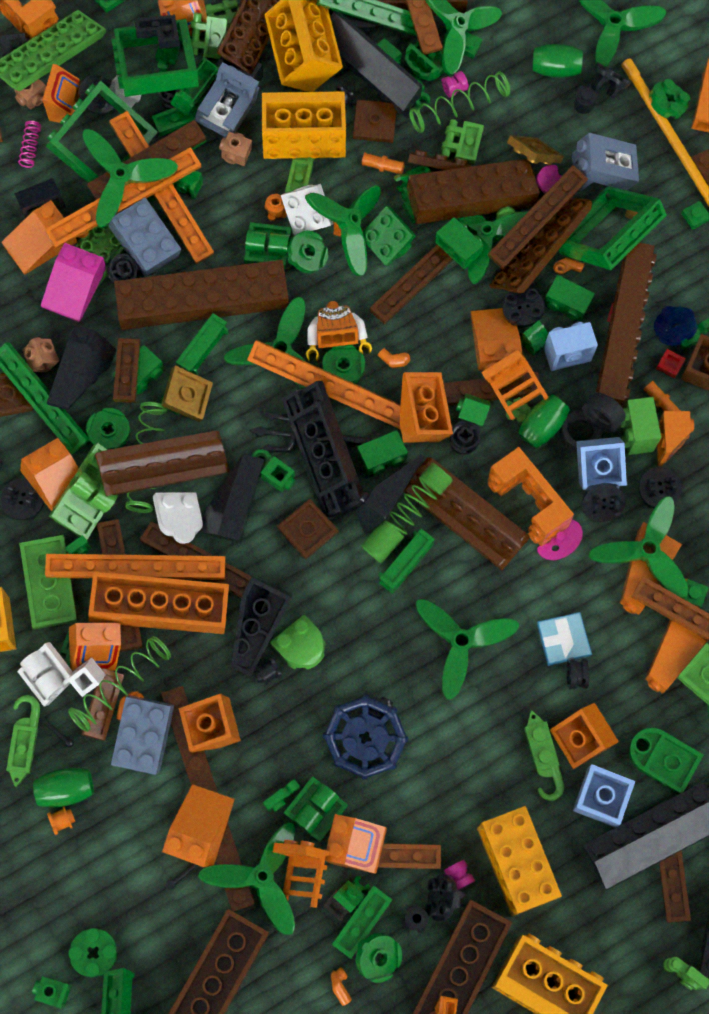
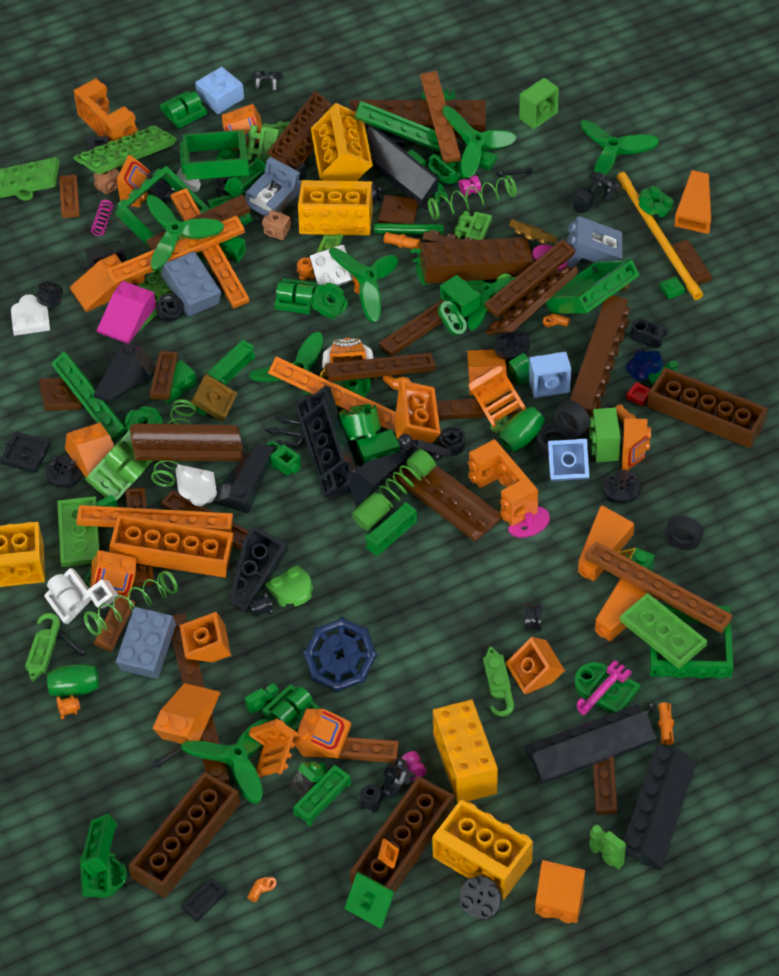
camera: 10 degrees right, 20 degrees down
(40, 354) = (92, 365): nougat brick -> none
(60, 993) = (44, 835): green brick -> none
(79, 952) = (79, 799): green plate -> none
(162, 26) = (224, 134): black plate -> none
(201, 293) = (227, 327): reddish brown brick -> none
(307, 529) = (307, 502): reddish brown plate -> none
(338, 988) = (296, 847): orange arm -> none
(360, 422) = (360, 421): none -> green brick
(367, 952) = (322, 824): green plate -> none
(374, 344) = (379, 367): none -> reddish brown plate
(388, 145) = (416, 229): none -> green axle
(388, 236) = (400, 292): green plate -> none
(435, 454) = (436, 452): none -> black plate
(450, 270) = (453, 317): none -> green plate
(473, 409) = (460, 418): green brick -> none
(481, 635) = (447, 588): green piece -> none
(519, 58) = (528, 170): none -> black hinge
(557, 60) = (559, 170): green piece -> none
(564, 638) = (524, 590): tile -> none
(569, 298) = (552, 340): green brick -> none
(603, 796) = (546, 709): light blue brick -> none
(613, 502) = (559, 491): black plate -> none
(659, 564) = (603, 522): green piece -> none
(676, 280) = (647, 332): none -> black piece
(676, 745) = (615, 674): none -> dark pink hinge

